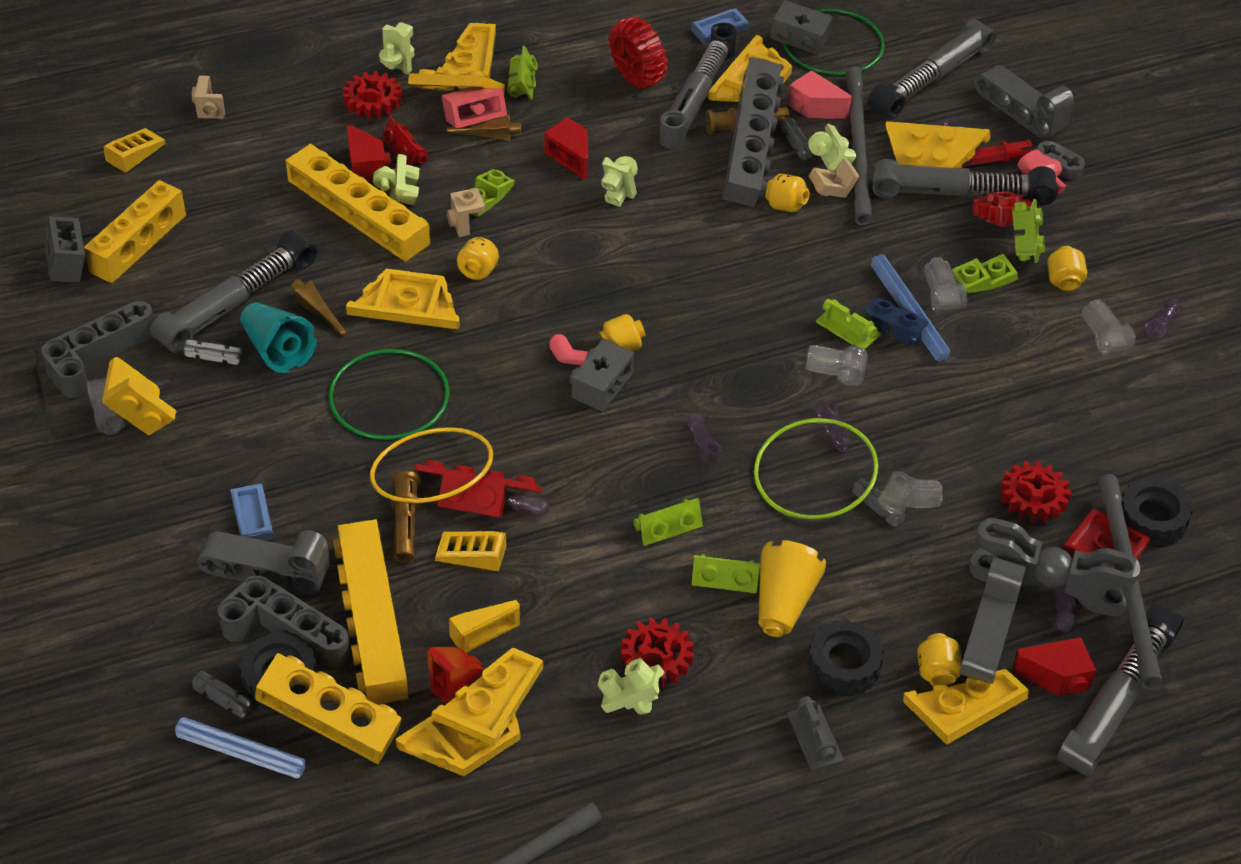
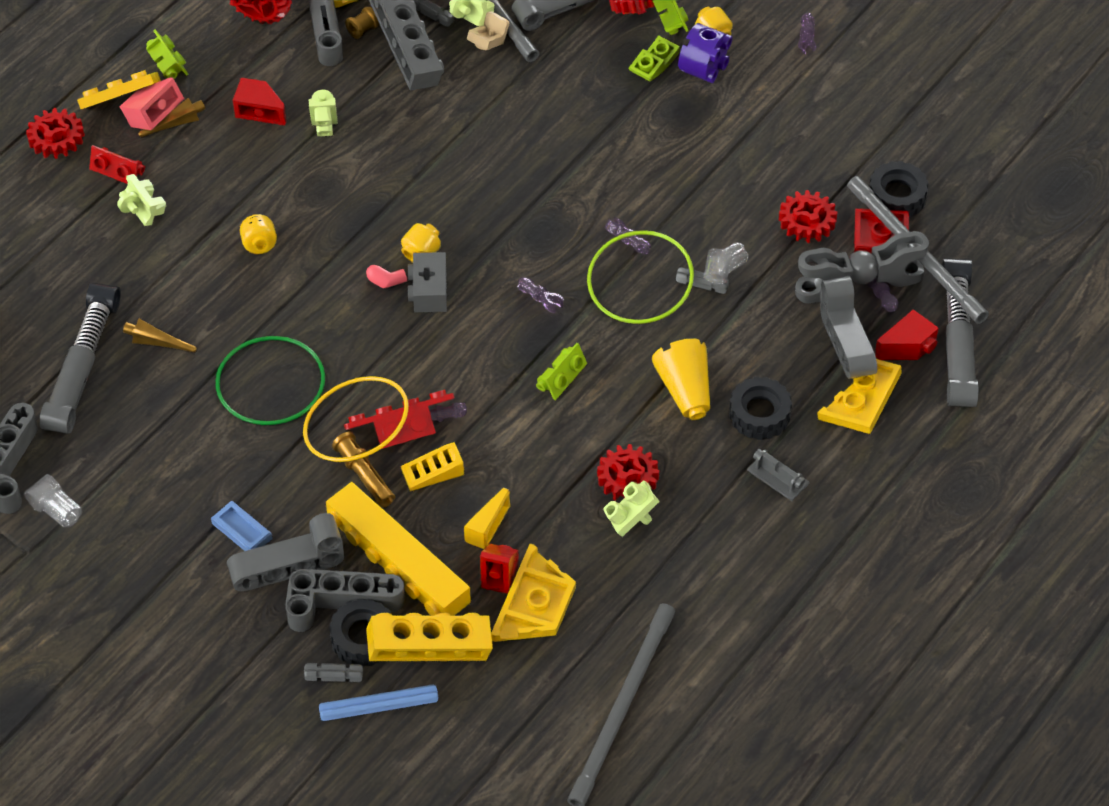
camera: 30 degrees left, 5 degrees up
(135, 398) = (82, 485): yellow bracket -> none
(213, 351) = (102, 416): dark grey axle -> none
(279, 336) = (150, 376): teal cone -> none
(358, 202) = (119, 233): yellow brick -> none
(366, 153) = (93, 189): red slope -> none
(397, 47) = (48, 80): yellowish green hips -> none
(407, 299) = (227, 295): yellow wing -> none
(462, 205) = (215, 197): tan bracket -> none
(472, 51) = (109, 56): yellow wing -> none
(492, 187) = (216, 175): lime slope -> none
(493, 699) = (541, 567): yellow wing -> none
(725, 574) = (632, 390): lime hinge -> none
(787, 193) = (460, 61): yellow head -> none
(846, 364) = (605, 183): clear piece -> none
(849, 327) = (589, 152): lime hinge -> none
(905, 324) = (628, 129): dark blue hinge -> none
(907, 302) = (618, 113): medium blue axle -> none
(939, 659) = (826, 375): yellow head -> none
(945, 291) = (637, 88): clear piece -> none
(1035, 286) = (705, 52): none -> dark purple brick
(1109, 332) = (780, 65): clear piece -> none

